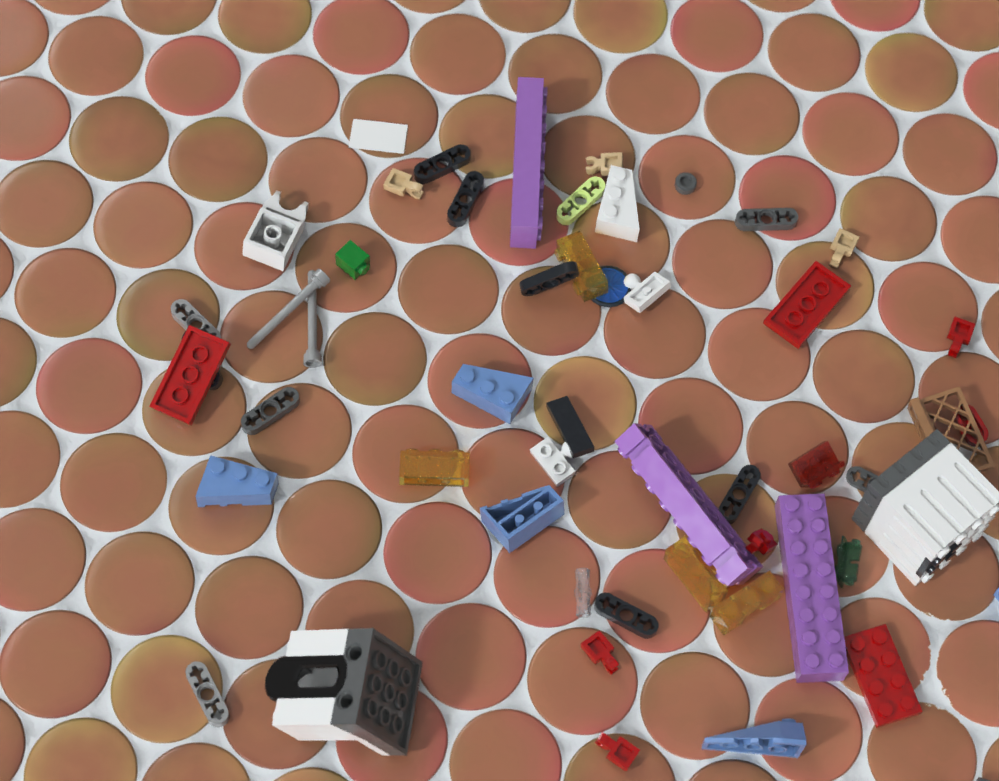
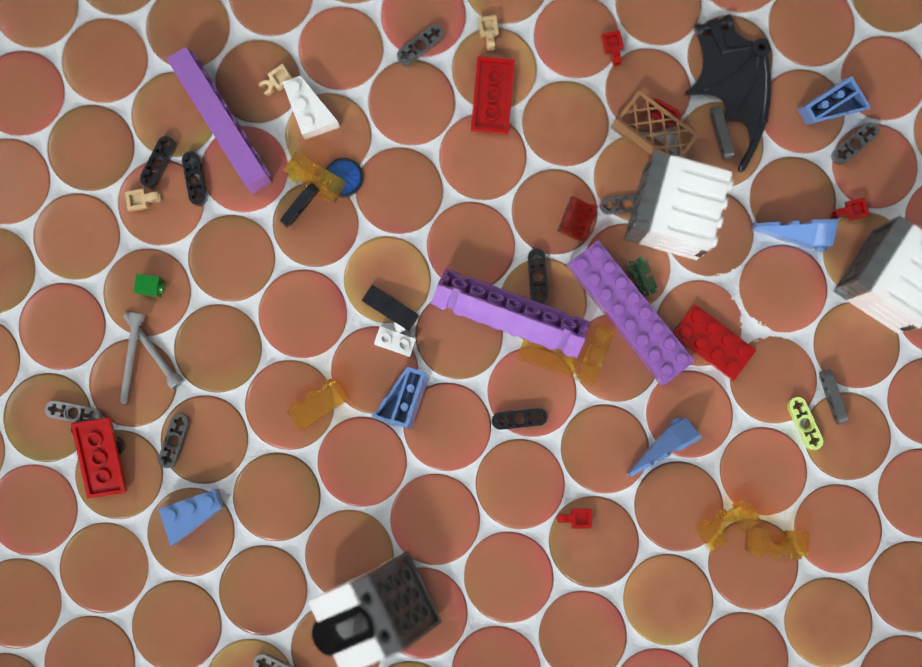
camera: 30 degrees left, 20 degrees up
(275, 233) = (76, 296): white brick -> none
(378, 136) = (95, 170): white sticker -> none
(492, 390) = (319, 318): medium blue wedge -> none
(582, 191) = (271, 134): yellowish green beam -> none
(583, 592) = (480, 423): clear pin -> none
(600, 649) = (517, 457): red plate -> none
(645, 292) = (373, 165): white plate -> none
(685, 183) = (343, 55): dark grey tile -> none
(761, 541) = (576, 303): red plate -> none

